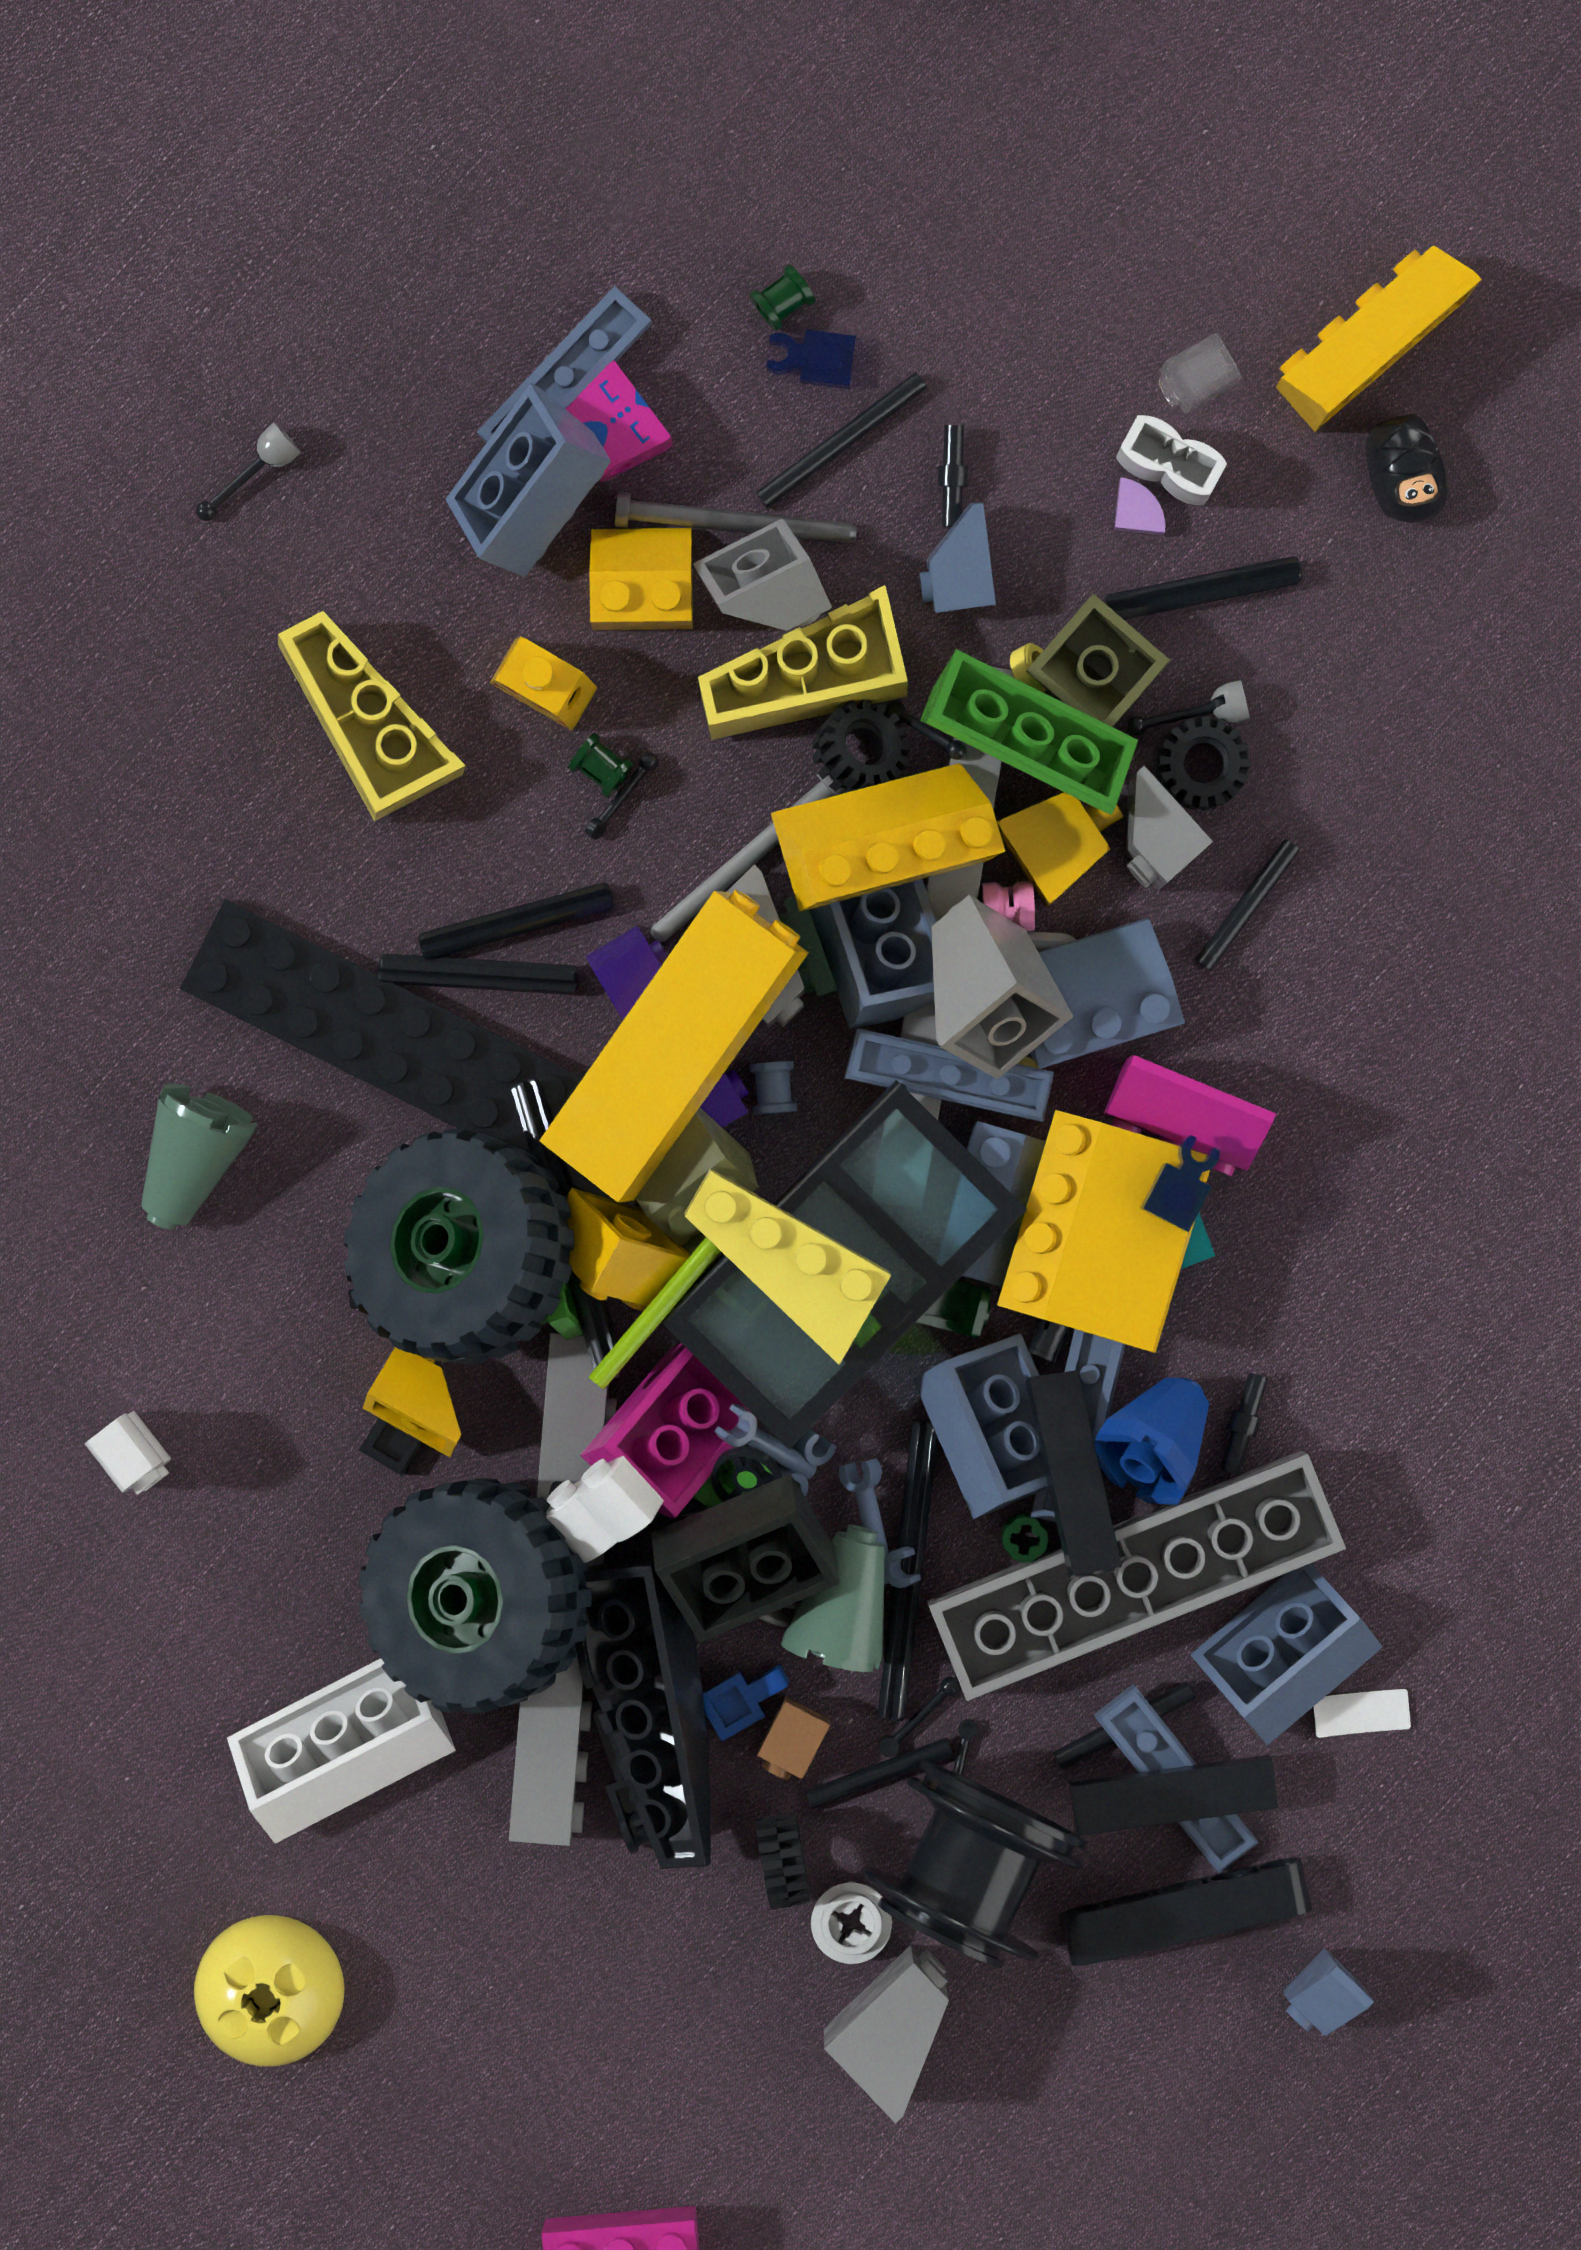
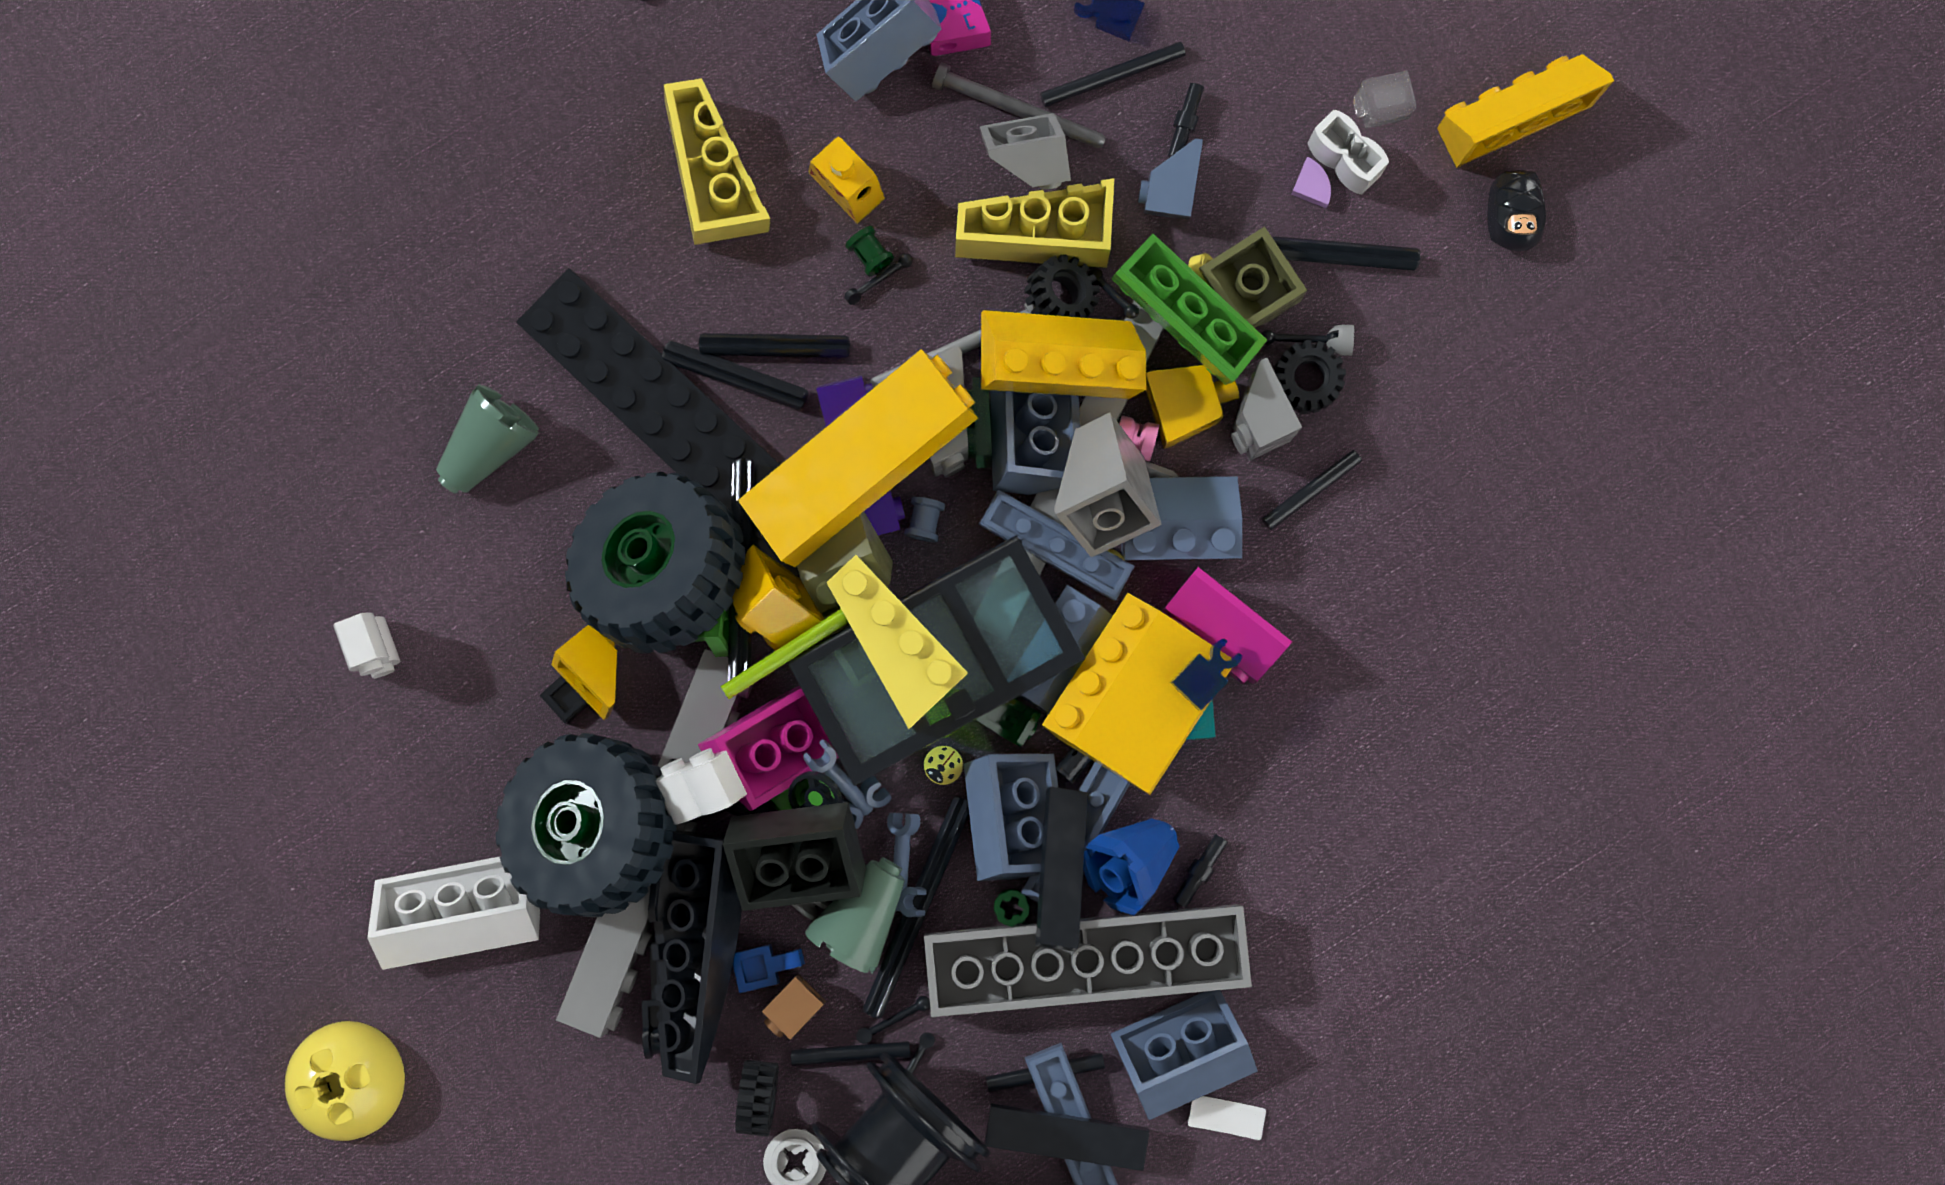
camera: 15 degrees right, 5 degrees down
(641, 579) = (938, 130): yellow slope -> none
(887, 1387) = (943, 765): none -> light yellow tile

